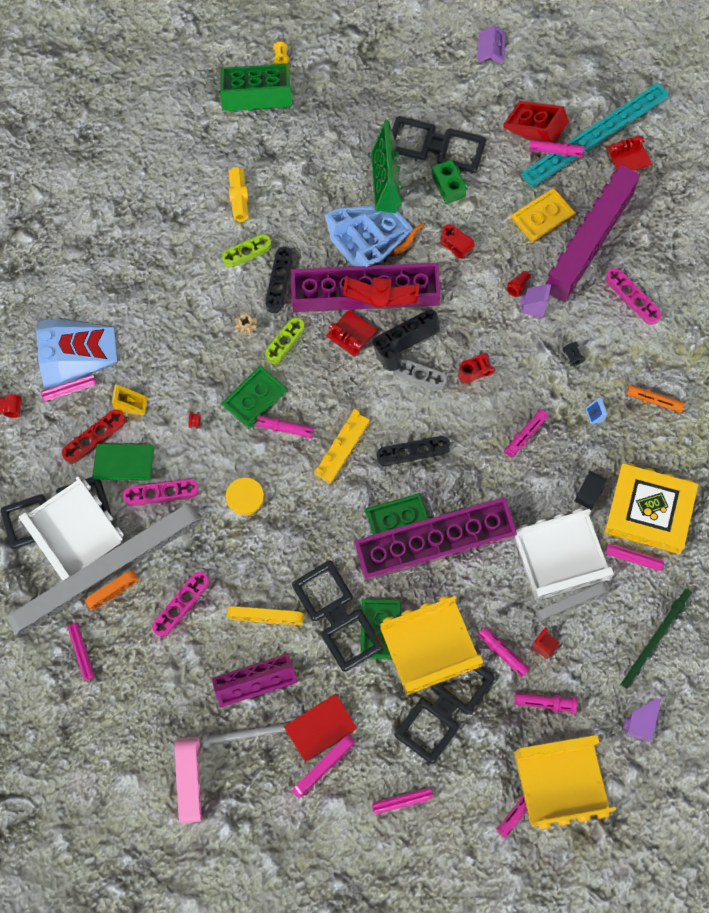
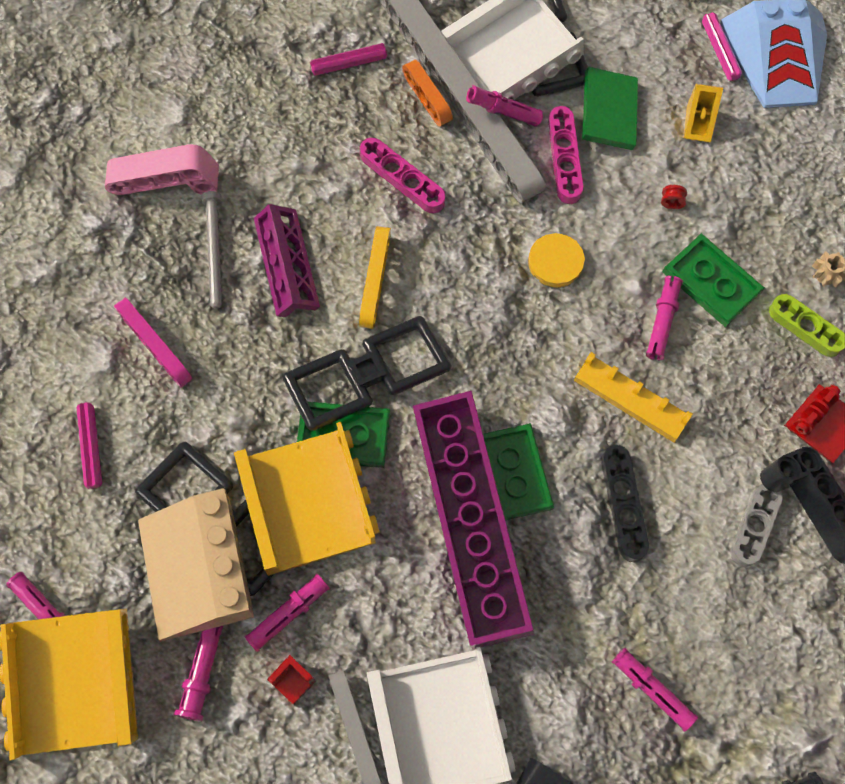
camera: 90 degrees right, 0 degrees up
(95, 438) = (653, 73): red beam -> none
(128, 536) = (495, 102): none -> dark pink pin
(320, 727) = (207, 341): red tile -> none
(478, 366) = (771, 616): red piece -> none
(482, 710) = (195, 566): none -> tan slope

